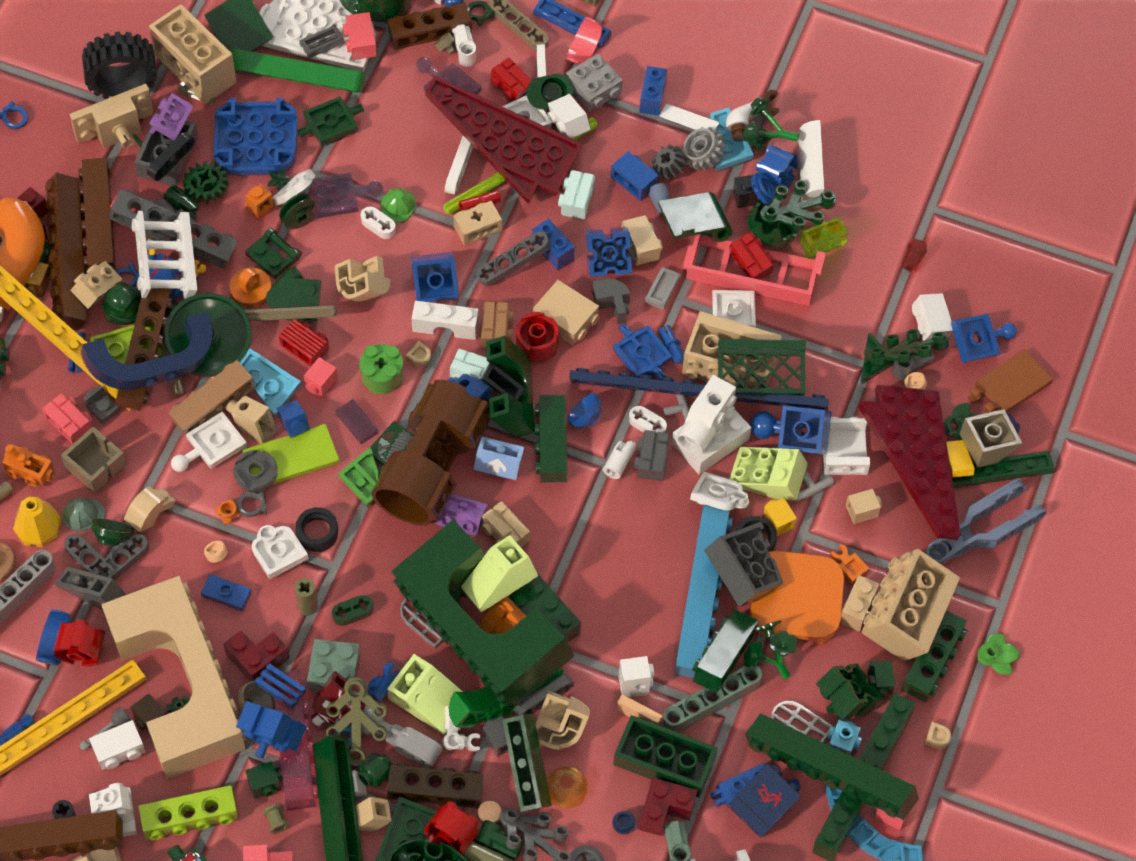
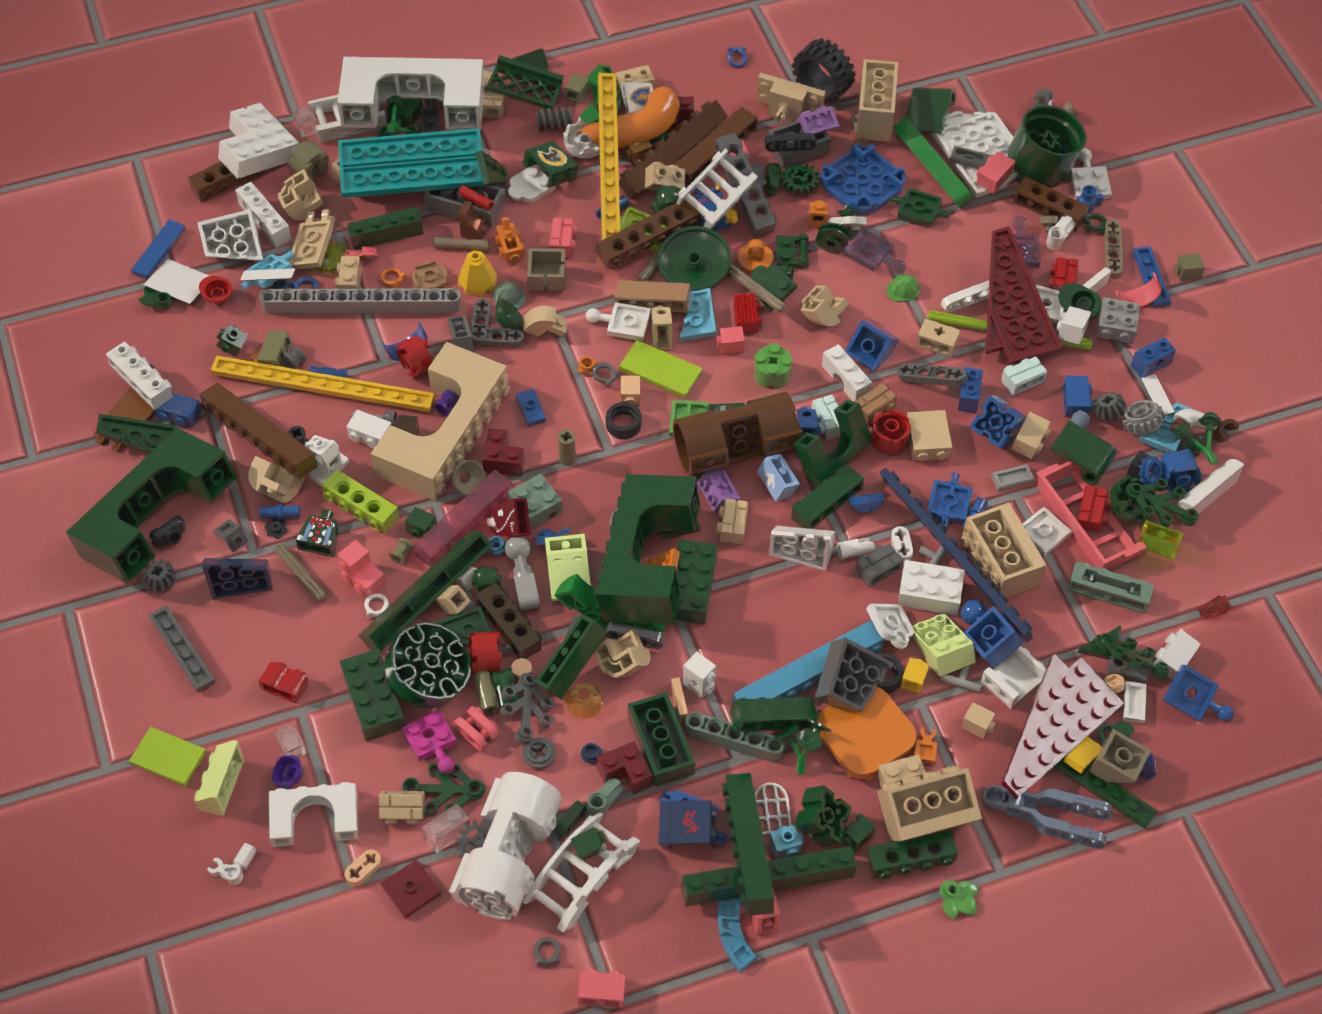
camera: 50 degrees right, 5 degrees down
(100, 404) = (588, 247): dark grey bracket -> none
(151, 372) = (637, 249): dark blue arch -> none
(153, 657) = (446, 403): none -> dark purple wheel
(215, 551) = (552, 380): light nougat tile -> none
(259, 481) = (630, 365): dark grey tile -> none
(266, 675) = (488, 467): blue tile -> none
(270, 728) = (450, 493): blue brick -> none
(277, 550) = (587, 411): white plate -> none
(292, 498) = (630, 389): none -> light nougat brick
(293, 418) = (685, 347): blue brick -> none
(352, 610) = (587, 483): dark green beam -> none
(357, 421) = (723, 384): tile -> none
(357, 716) = (507, 536): olive plant -> none
(376, 224) = (873, 287): white beam -> none
(419, 355) = (808, 381): tan tile -> none
(454, 740) = (551, 608): white bar -> none
(472, 202) = (965, 331): red piece -> none
(499, 574) = (690, 534): yellowish green slope -> none
(501, 381) = (830, 434): black slope -> none
(584, 495) = (802, 546): none -> white wedge
(612, 294) = (971, 451): dark grey brick -> none
(707, 415) = (932, 563): white brick -> none
(764, 348) = (1017, 555): dark green fence -> none
(830, 309) = (1111, 587): none -> sand green brick
(938, 736) = (853, 906): tan tile -> none
(940, 380) = (1134, 702): none -> white tile
(1011, 383) = (1184, 746): dark orange tile -> none

